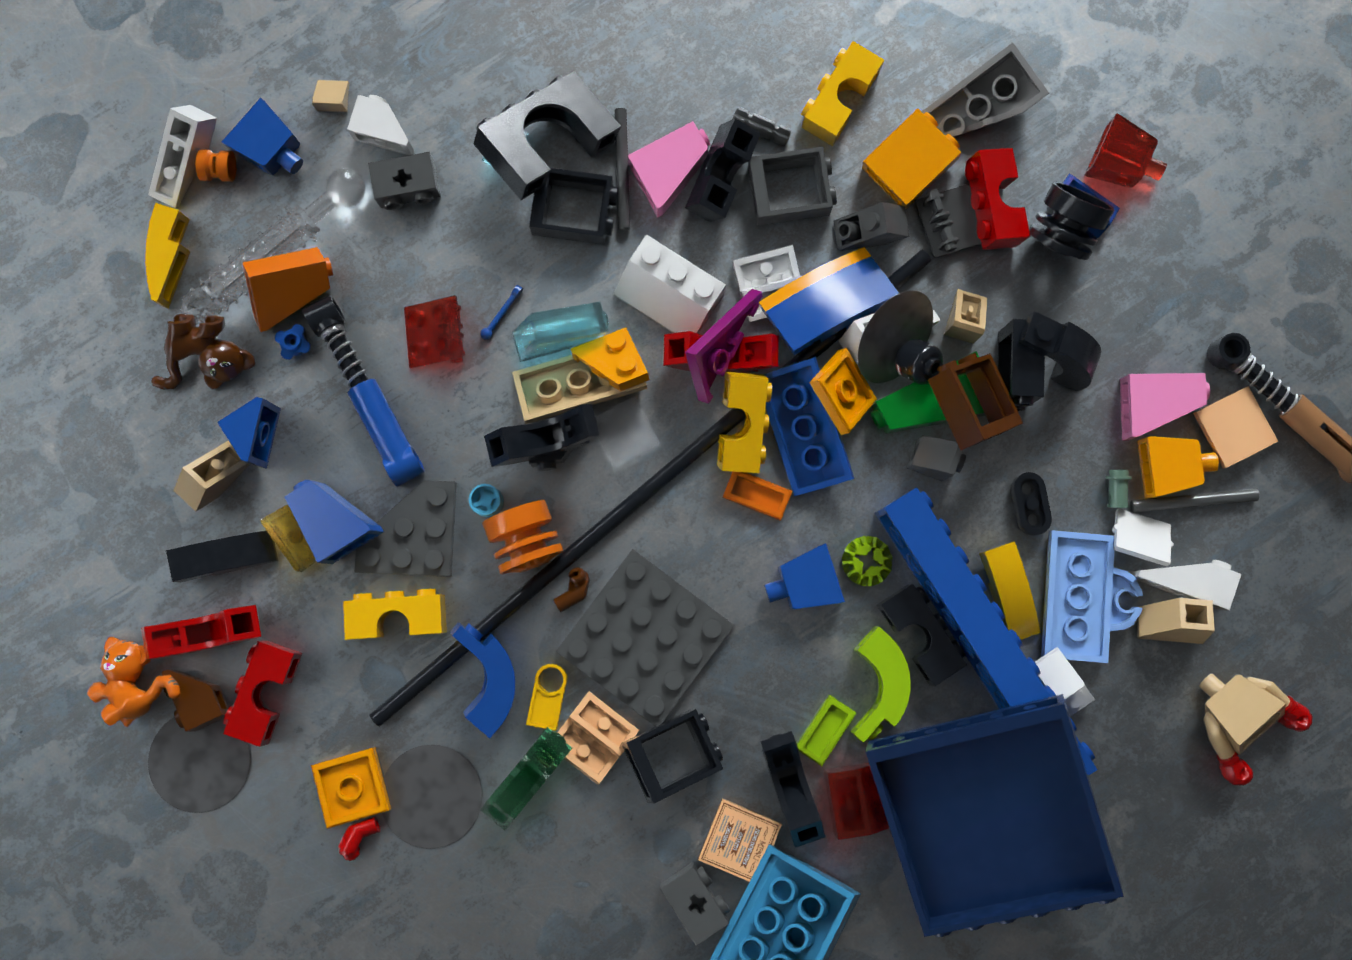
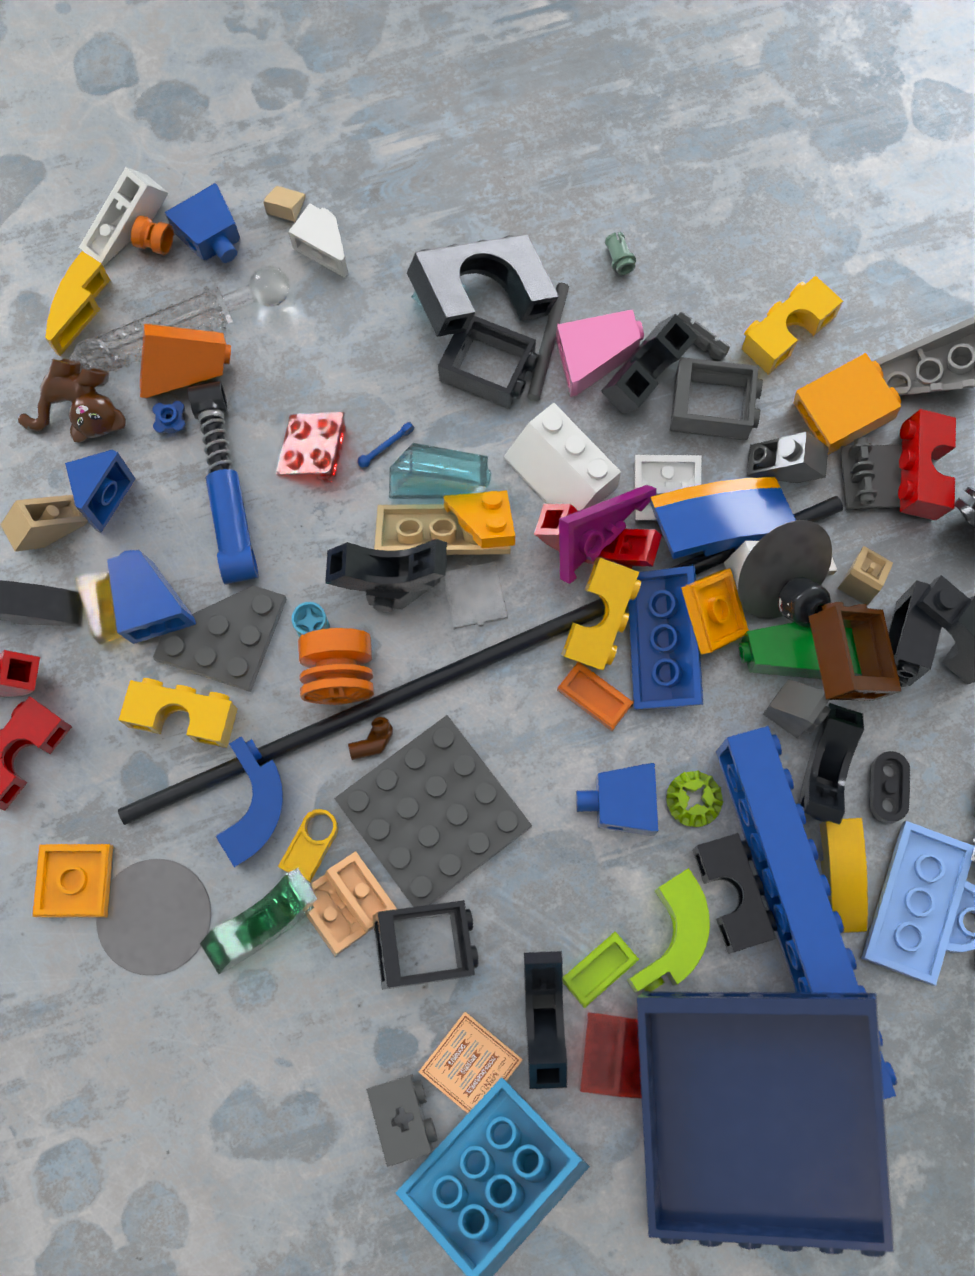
camera: 20 degrees right, 10 degrees down
(353, 835) = (50, 940): red arm -> none
(389, 176) = (329, 294): dark grey brick -> none
(664, 62) = (622, 259): none -> sand green pin
(975, 501) = (829, 764): none -> black arch
(1064, 680) = (878, 977): white slope -> none

